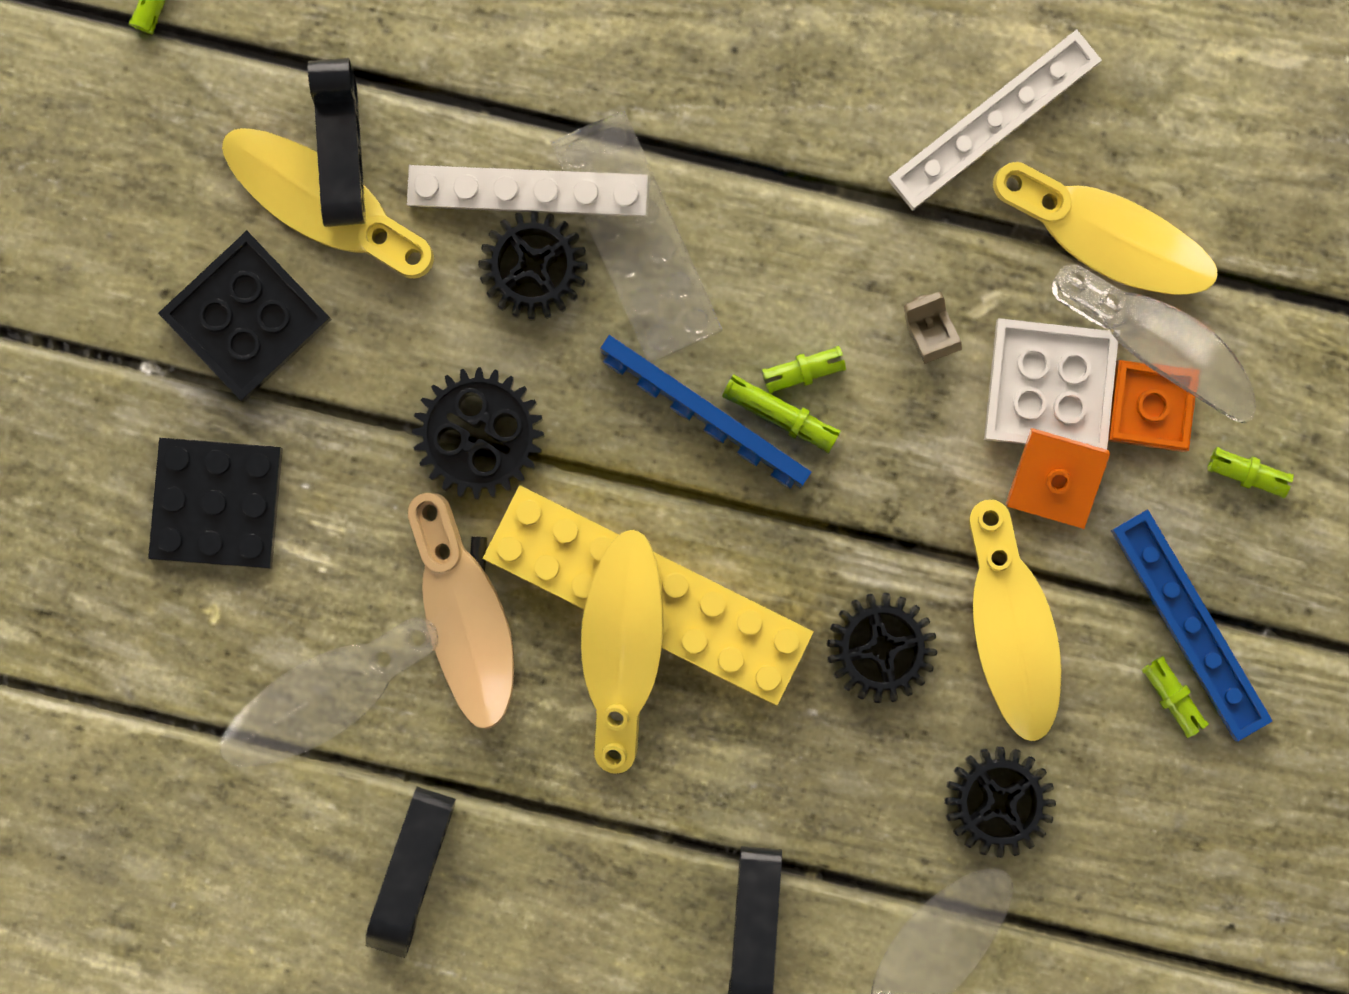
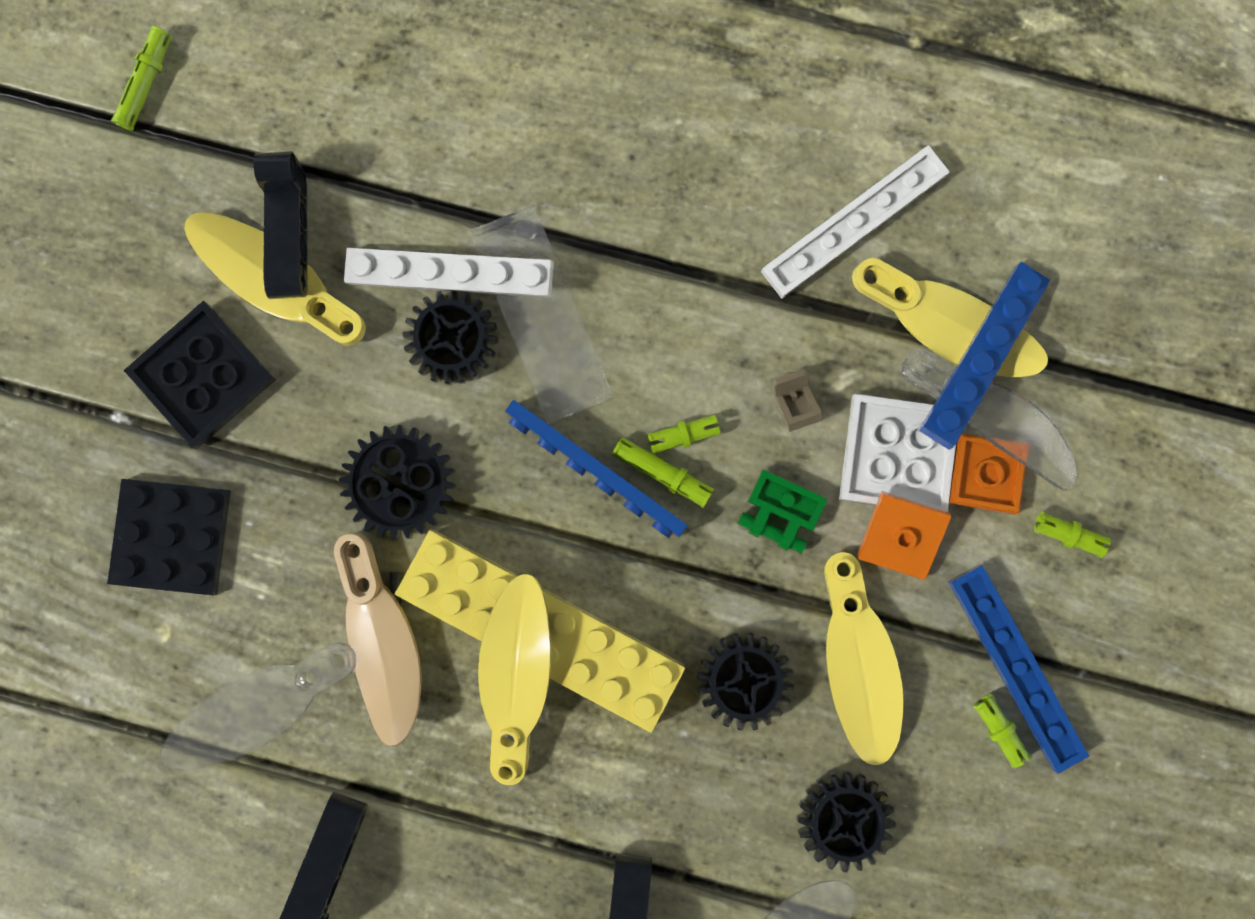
camera: 10 degrees right, 0 degrees up
(921, 442) = (786, 501): none -> green plate
(1145, 270) = (984, 356): none -> blue plate

